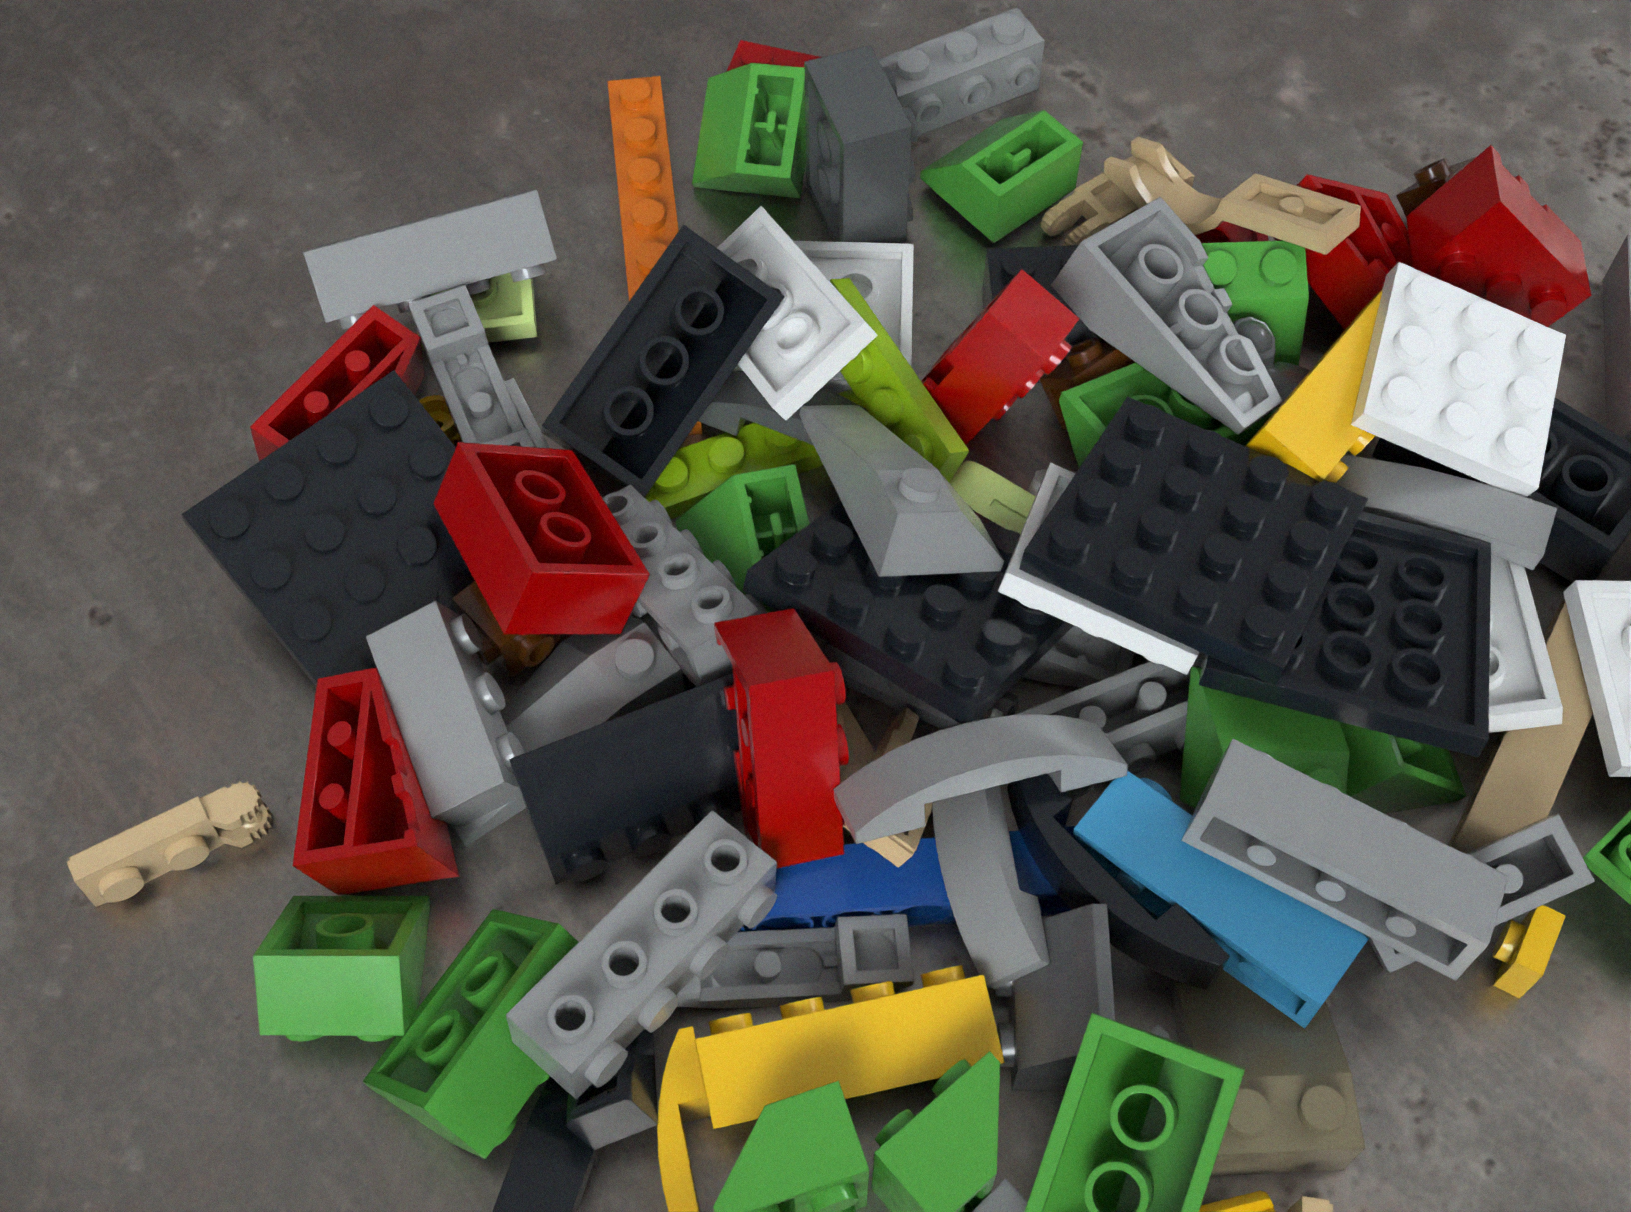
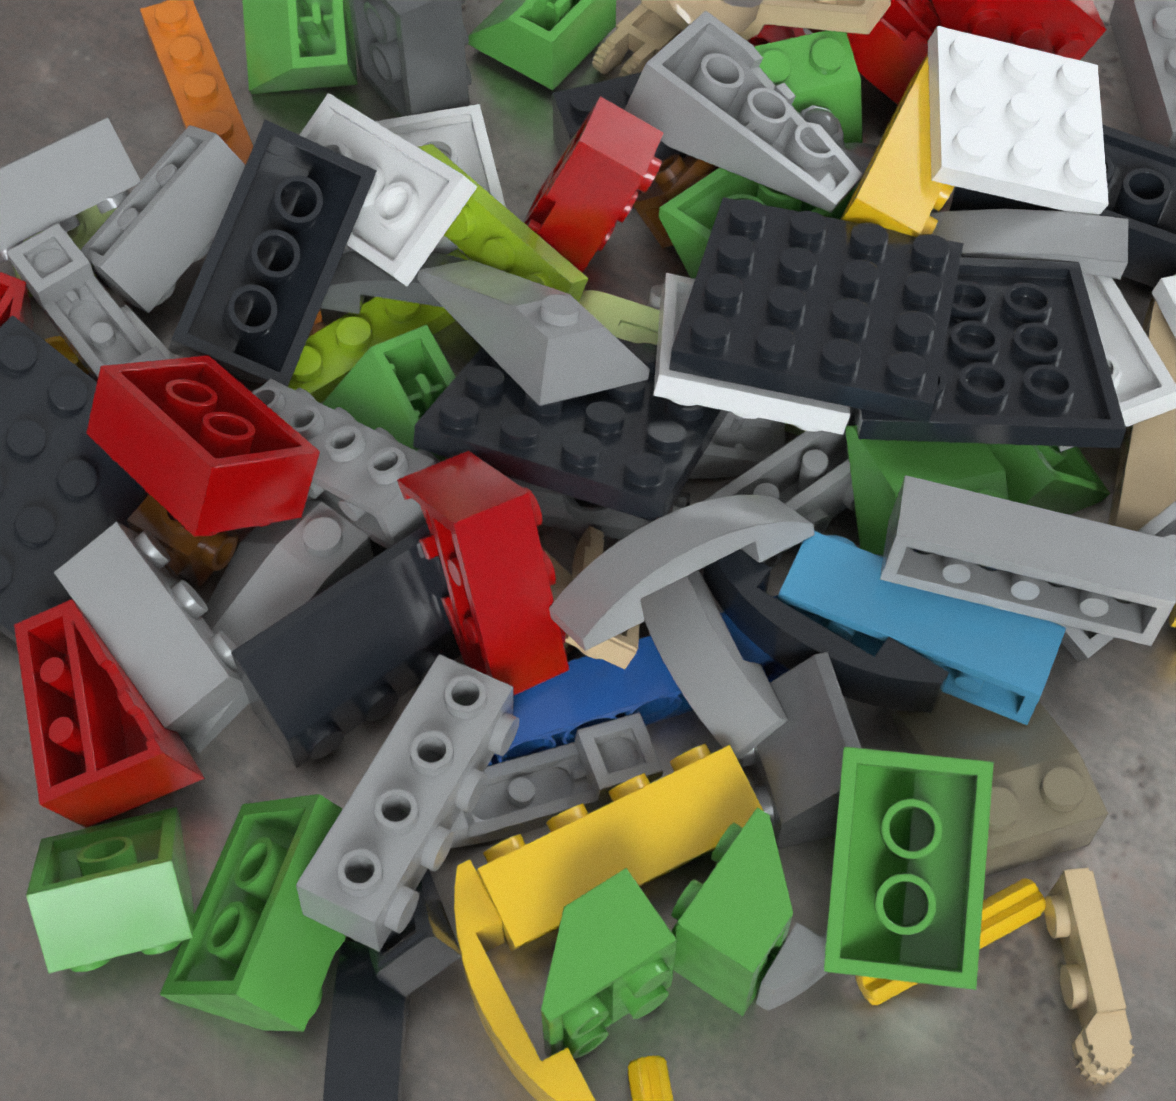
camera: 15 degrees left, 0 degrees up
(570, 301) = (166, 220): none -> light grey brick

